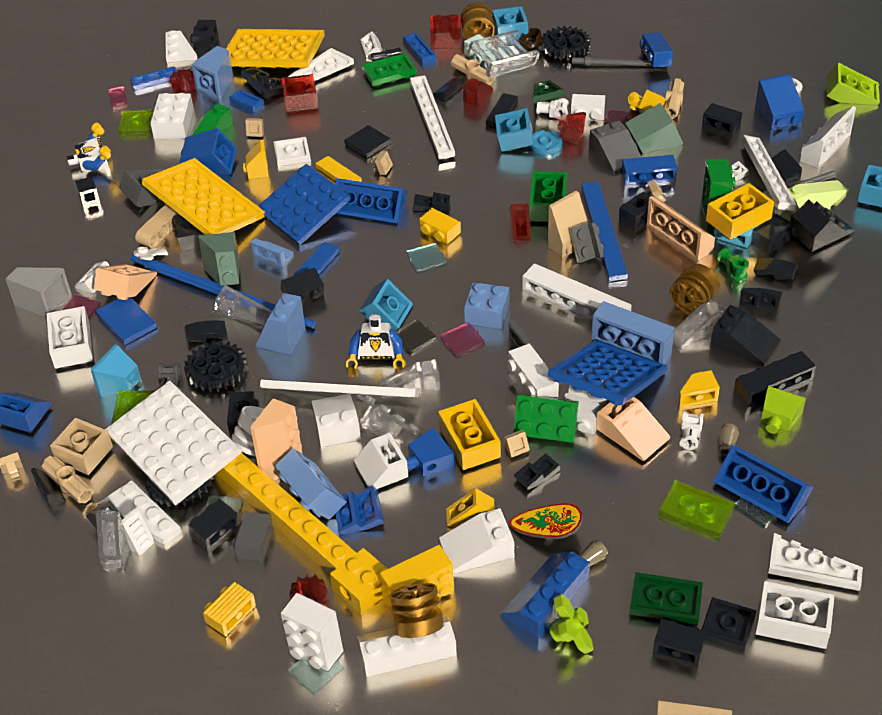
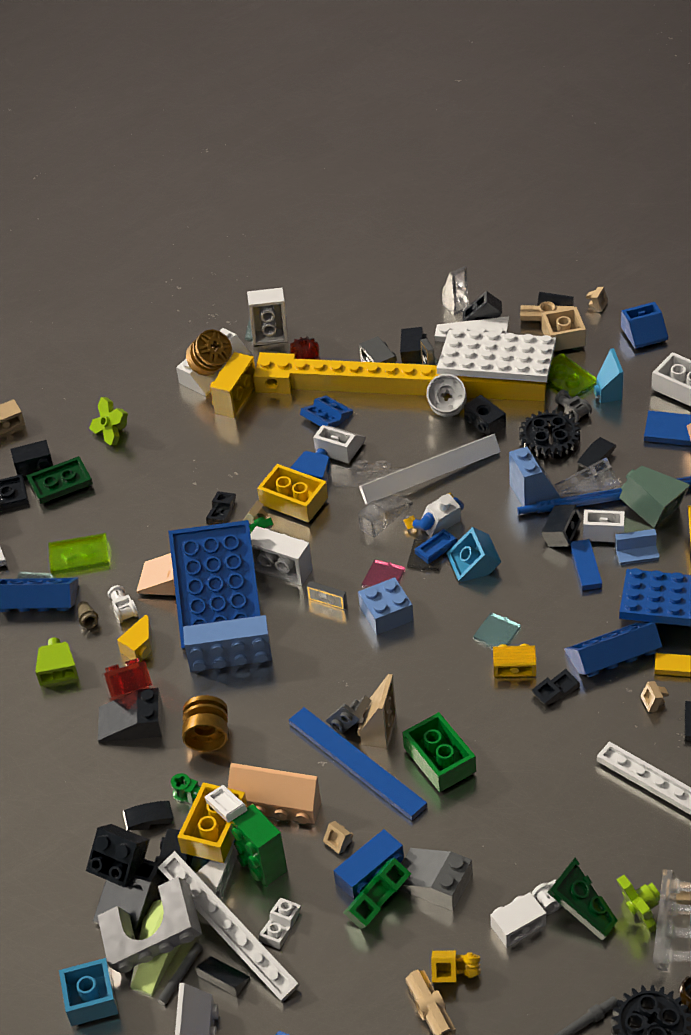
camera: 145 degrees right, 0 degrees up
(138, 533) = (452, 312): white slope -> none
(224, 482) = (427, 352): none -> dark grey tile
(229, 608) = (345, 316): yellow brick -> none
(269, 270) = (602, 525): none -> white slope
(275, 435) = (412, 385): light nougat slope -> none
(310, 484) = (368, 391): medium blue brick -> none
(336, 420) = (406, 447): white slope -> none
(408, 331) = (435, 546): none -> blue tile
(468, 507) = (242, 452): yellow slope -> none
(475, 92) = (669, 856): clear red slope -> none
(479, 541) = (218, 440): white slope -> none
(504, 105) = (614, 856): black tile -> none
(514, 129) = (558, 815): dark azure brick -> none
(516, 73) = (640, 901): none -> lime plant
(520, 221) = (448, 708): clear red slope -> none
(534, 605) = (146, 437): blue slope -> none
(546, 142) = (521, 843): dark azure tile -> none
(549, 521) = (178, 473): shield -> none
(566, 292) = (315, 664): white brick -> none
(572, 127) = (504, 869): clear red slope -> none
(594, 552) = (132, 476): dark tan cone -> none
(622, 116) = (470, 935): clear pink piece -> none
(635, 211) = (336, 789): black brick -> none
(654, 130) = (405, 925): sand green slope -> none
(674, 145) = (376, 892): none -> green arch
(698, 324) = (172, 709): clear slope -> none
(722, 119) = (345, 1002): black brick -> none
(729, 192) = (225, 803): none -> white tile
(733, 347) = (126, 678): none -> clear red brick
(760, 296) = (147, 764): black slope -> none
(780, 374) = (76, 689): black brick -> none
(842, 191) = (178, 926): none -> light grey arch

